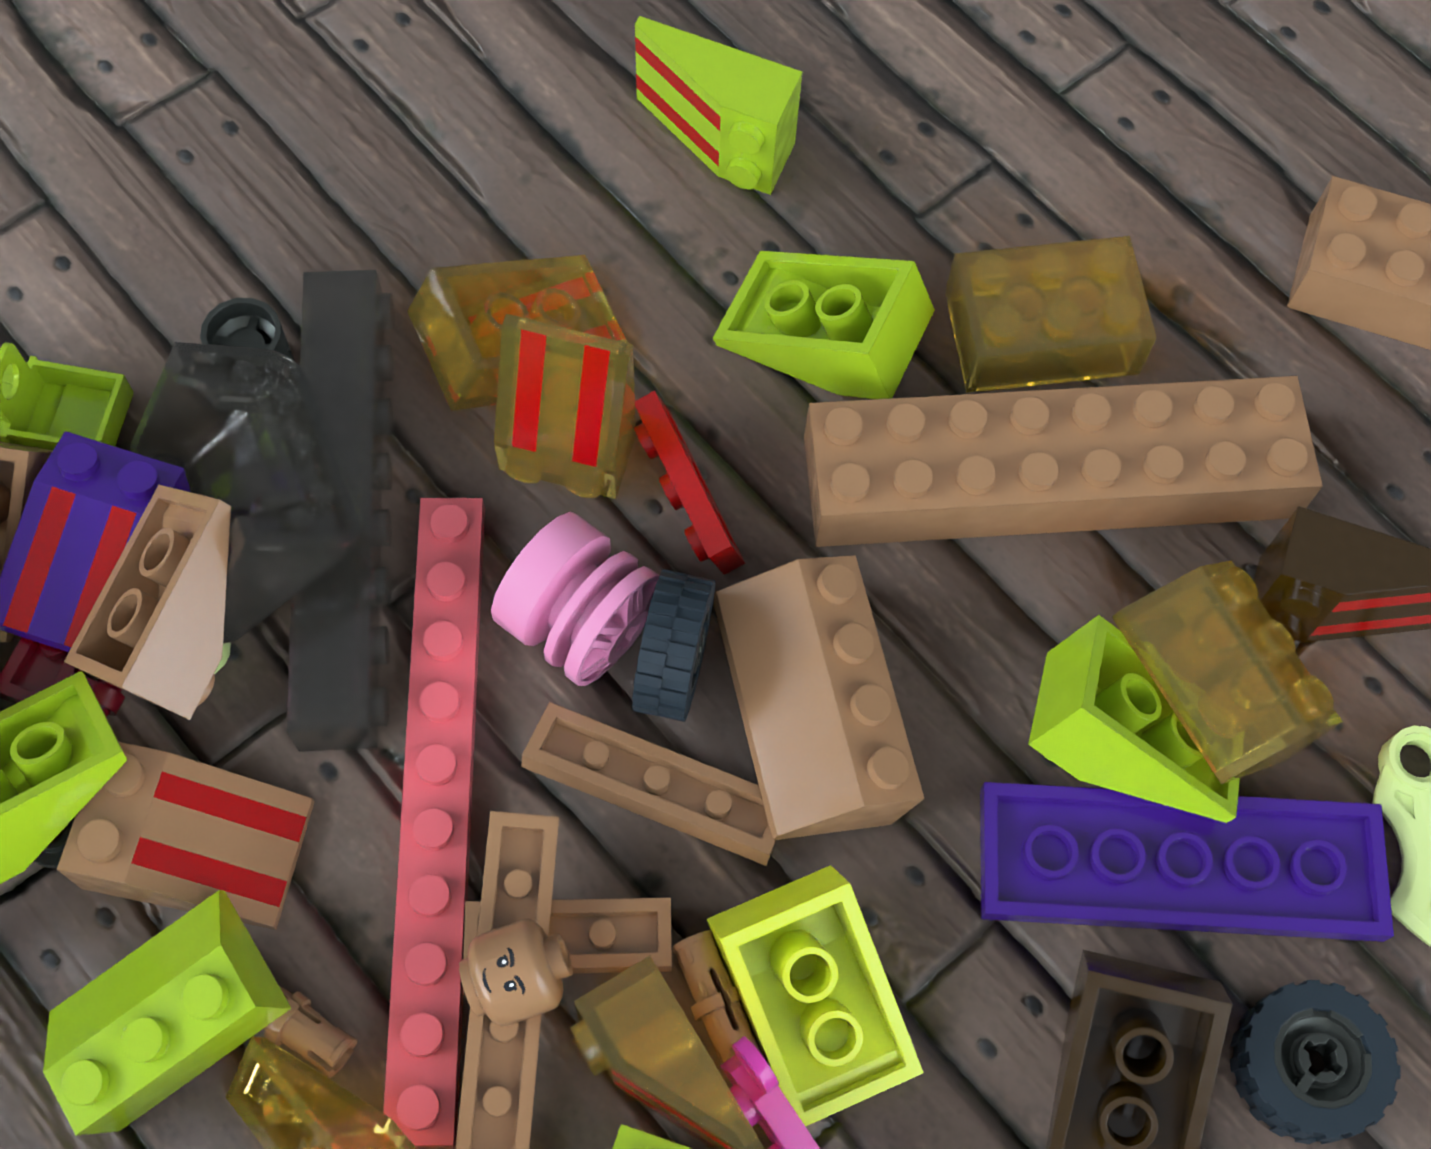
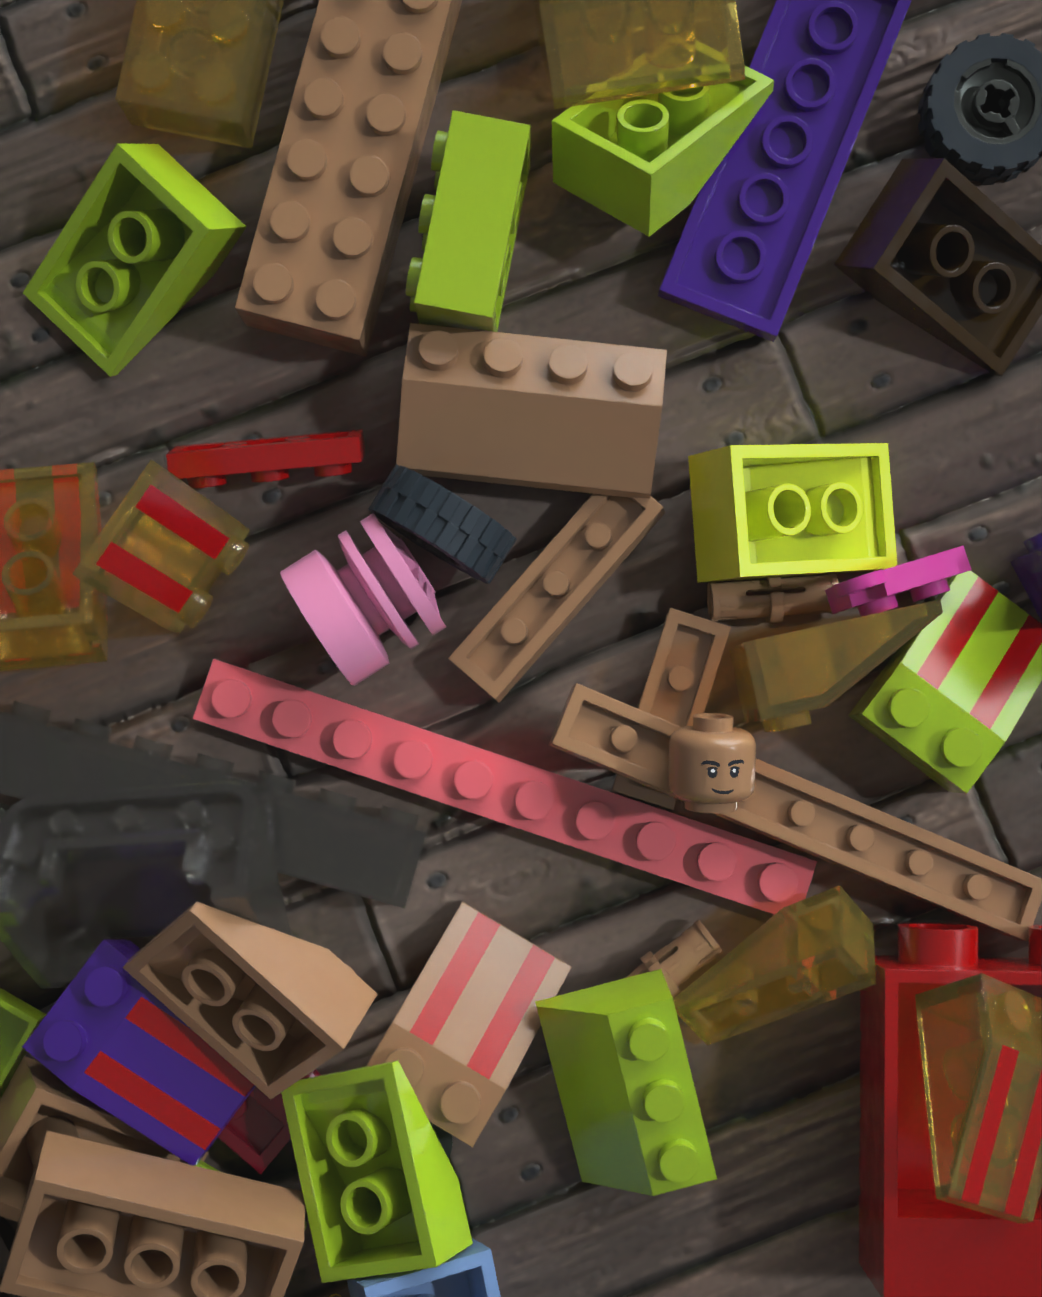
camera: 65 degrees left, 20 degrees up
(970, 582) = (470, 222): none -> lime brick

